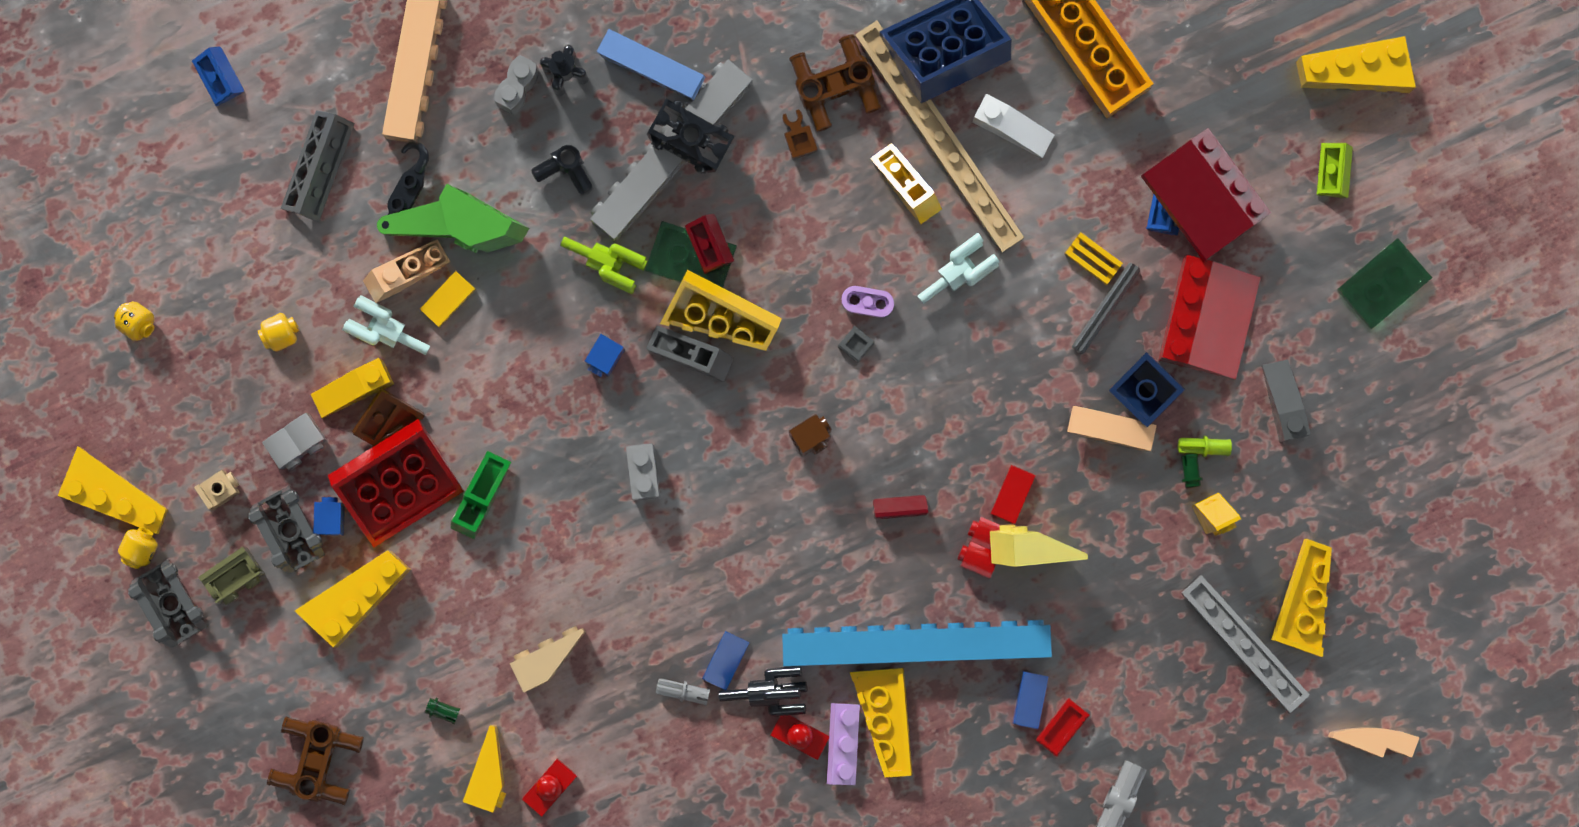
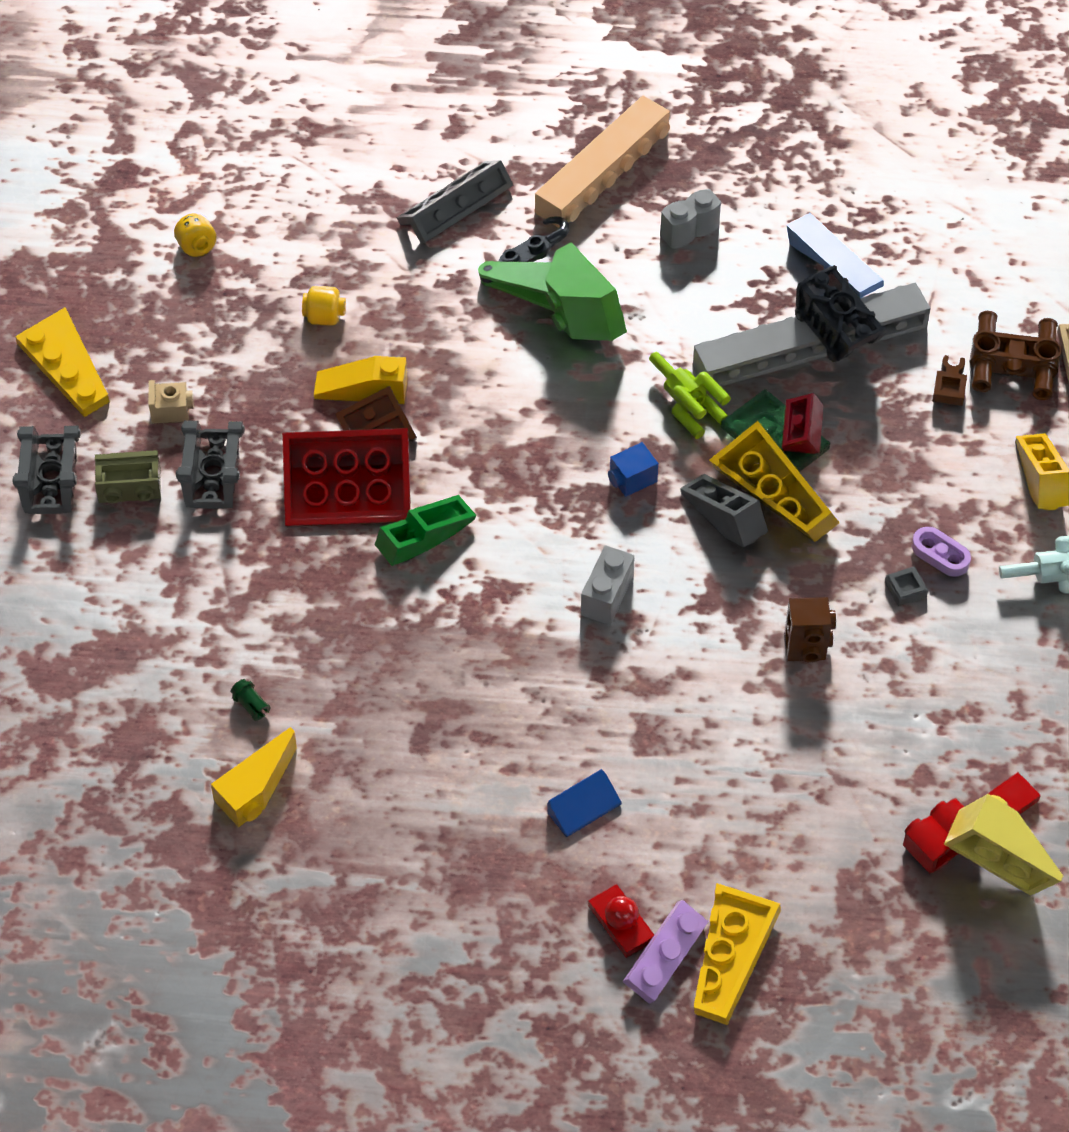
camera: 30 degrees right, 30 degrees down
(137, 548) = (56, 410): yellow head -> none
(217, 75) = (412, 98): blue slope -> none
(294, 442) = (273, 397): light grey brick -> none
(315, 761) = (87, 677): reddish brown piece -> none
(329, 517) = (260, 475): blue brick -> none
(347, 603) = (235, 551): yellow wedge -> none
(381, 327) = (425, 344): light aqua plant -> none
(405, 270) = (477, 312): light nougat slope -> none
(447, 299) = (506, 357): yellow tile -> none
(541, 665) = (387, 706): tan slope -> none
(549, 787) = (312, 829): red tile -> none
(555, 165) = (701, 306): black axle -> none
(563, 68) = (745, 213): black plant -> none
(682, 691) = (518, 809): light grey axle -> none
(769, 692) = (616, 855): black plant -> none
(900, 507) = (866, 757): dark red slope -> none
(916, 645) = (812, 893): dark azure brick -> none
(1030, 700) = (910, 1018): blue slope -> none
(1062, 727) = (934, 1068): red tile -> none

